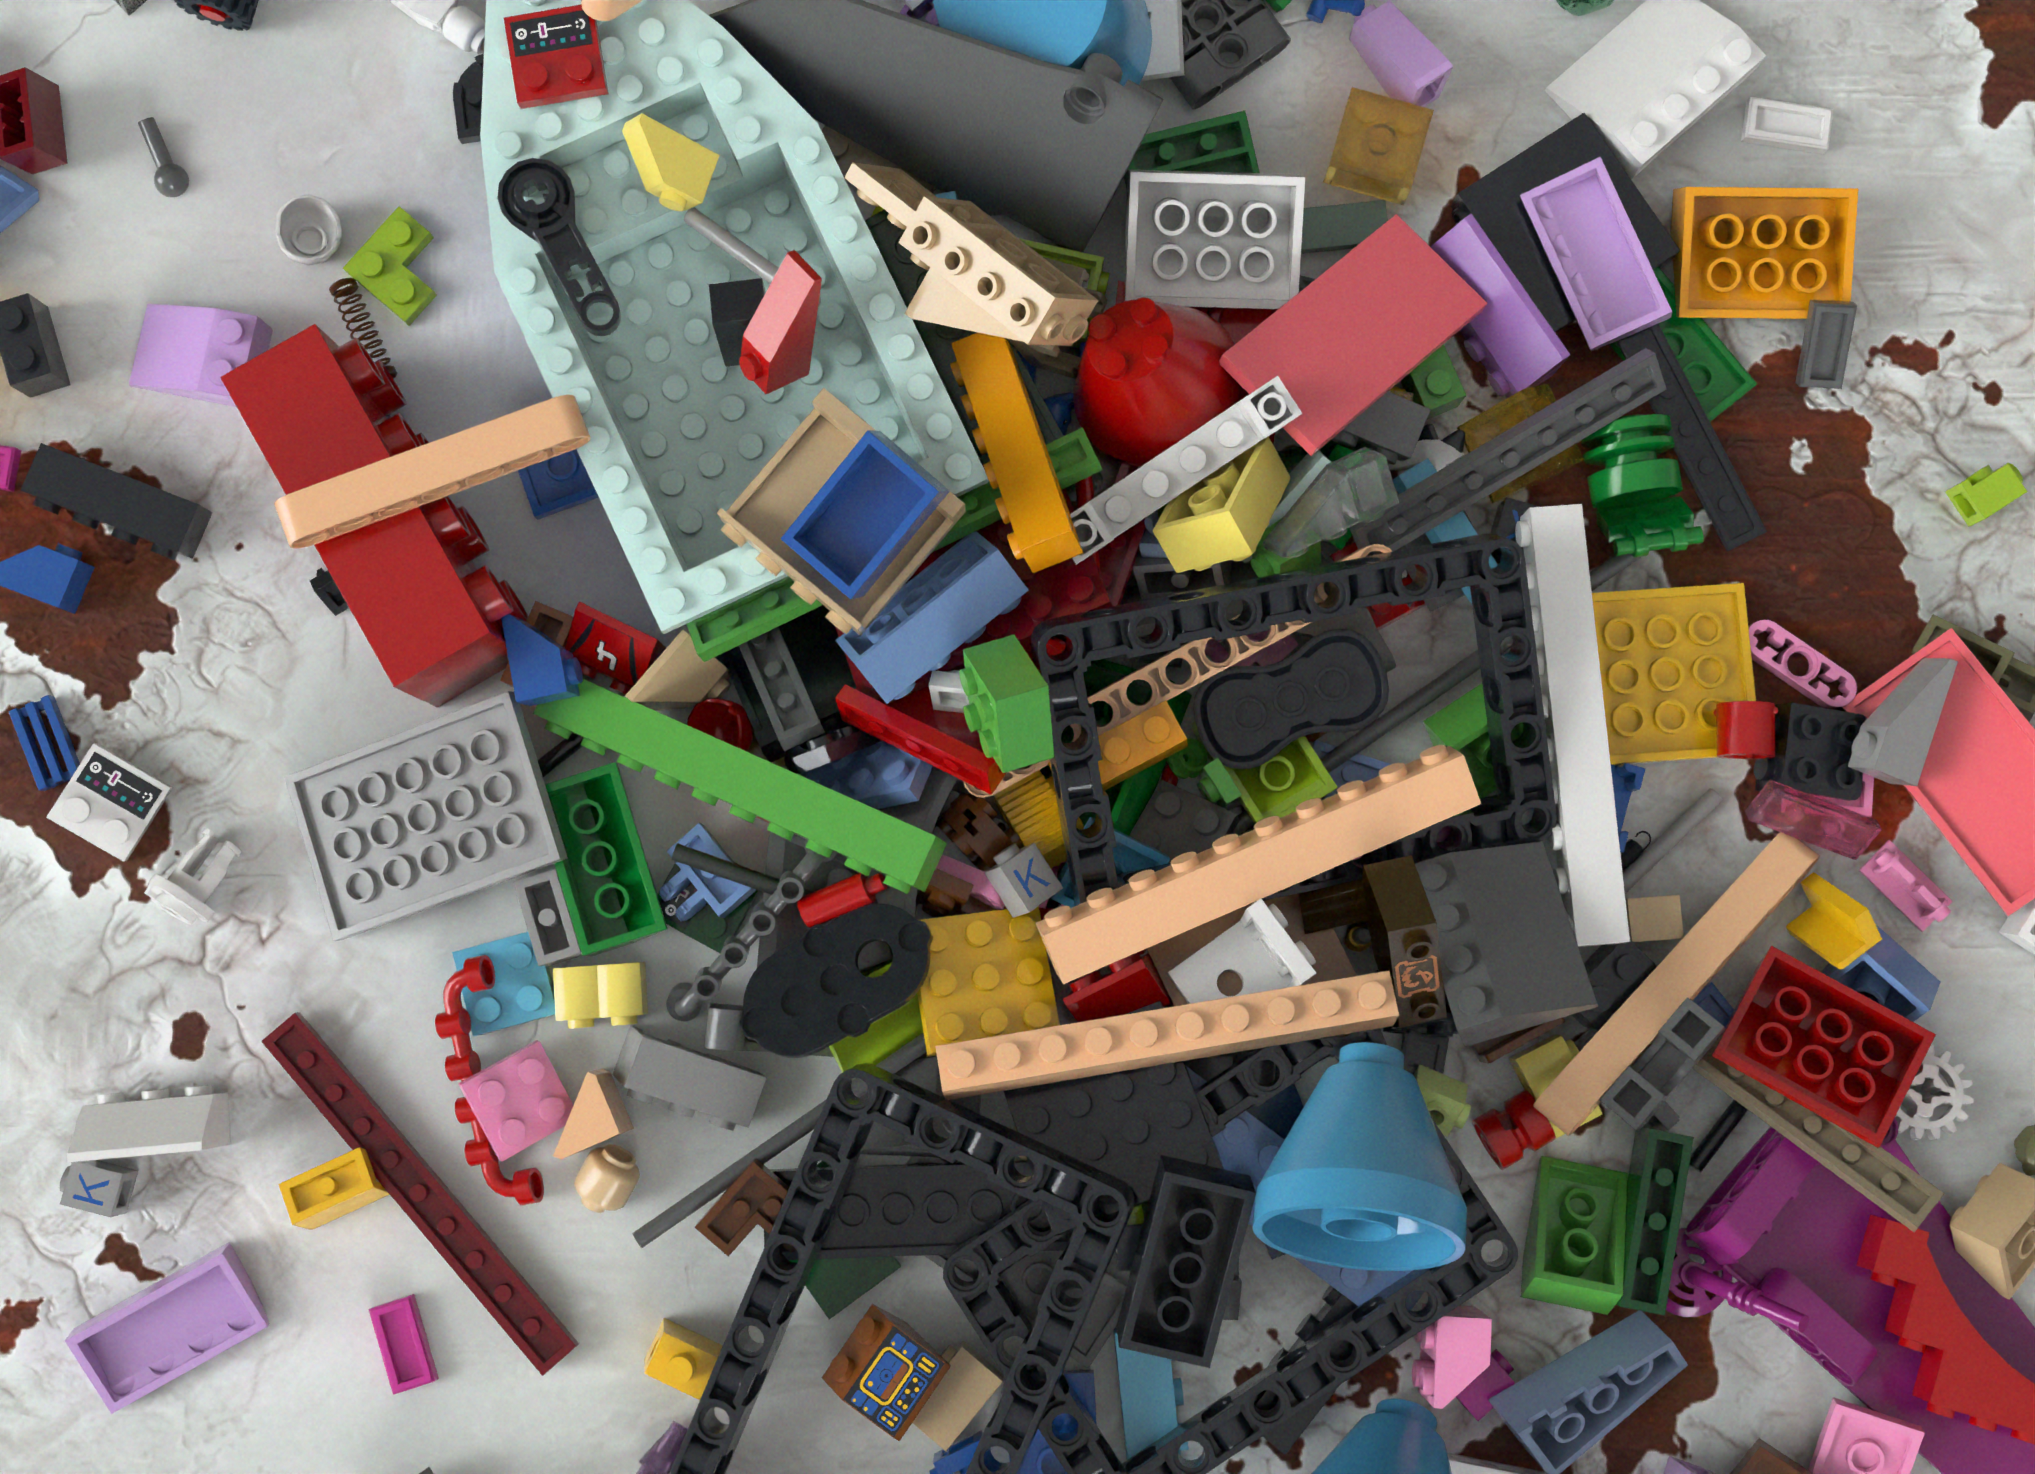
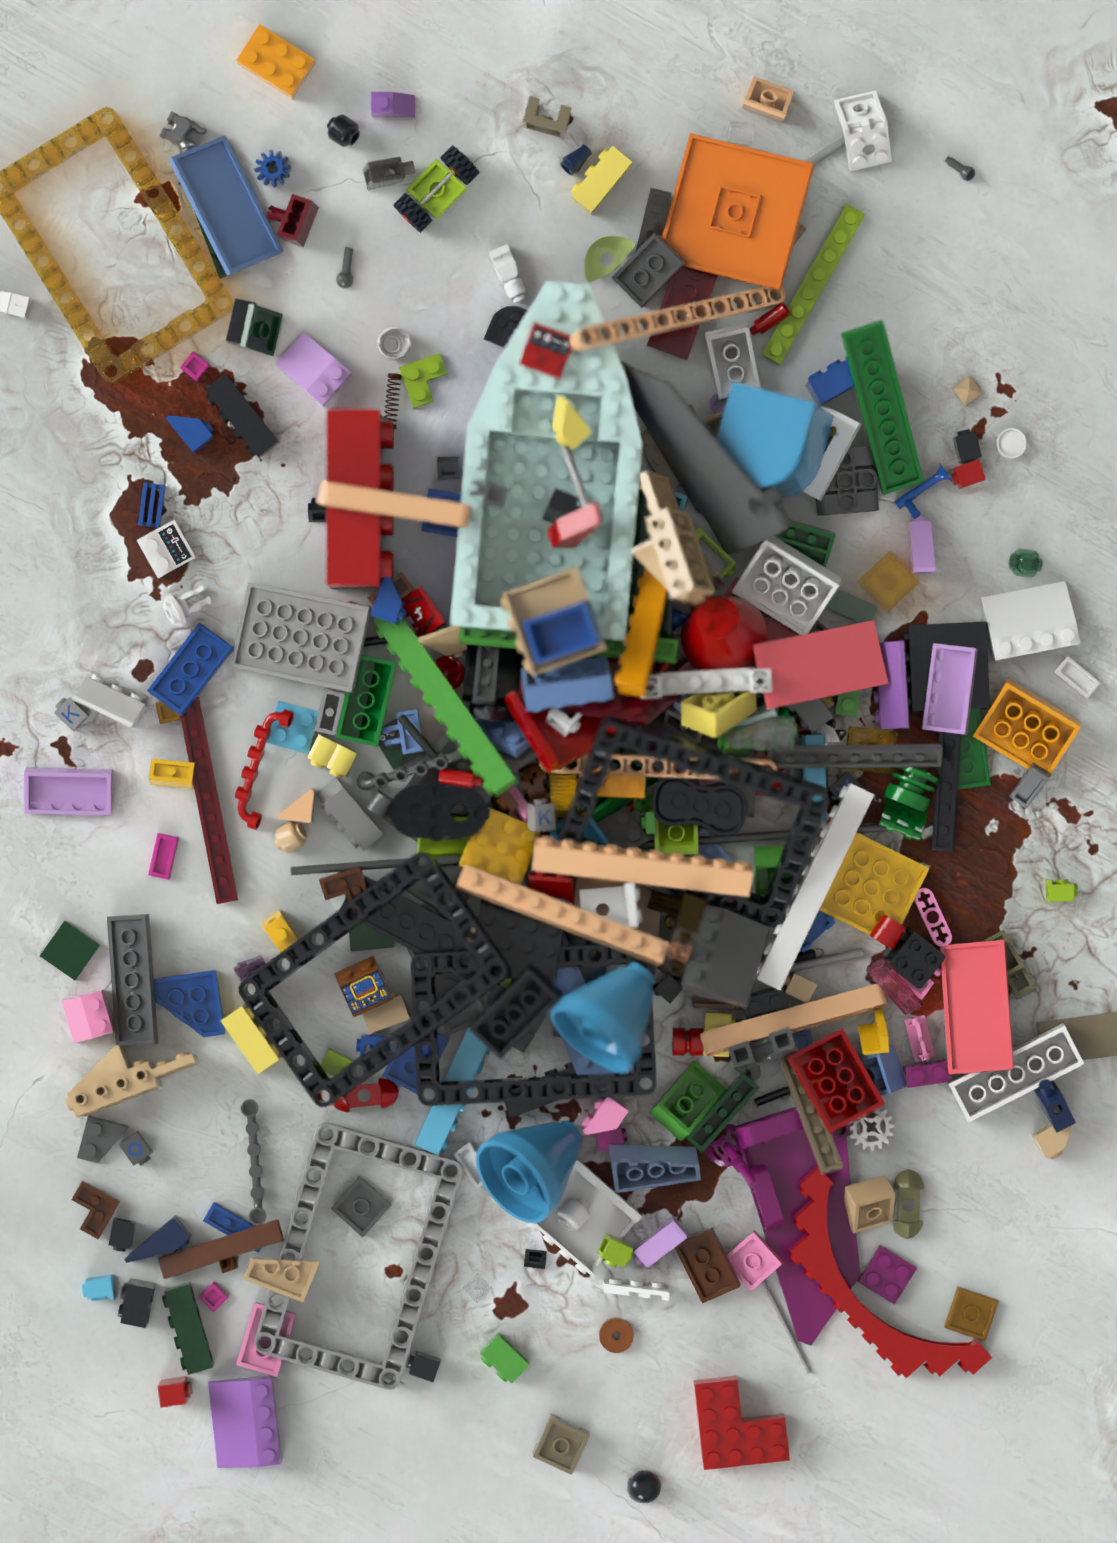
camera: 30 degrees right, 5 degrees up
(64, 335) = (261, 330): none -> dark green tile
(266, 987) = (190, 669): none -> blue tile
(269, 1084) = (166, 714): none -> pearl gold tile
(518, 1100) = (272, 782): bright pink plate -> none
(520, 384) = (448, 467): none -> dark grey plate
(556, 233) = (503, 429): black beam -> none
(602, 355) = (492, 494): none -> dark grey plate
(1007, 703) = (576, 741): bright green brick -> none
(1443, 1098) = (664, 1010): yellowish green brick -> none
(1901, 729) = (953, 969): light grey slope -> none
(1961, 937) = (926, 1073): none -> magenta brick

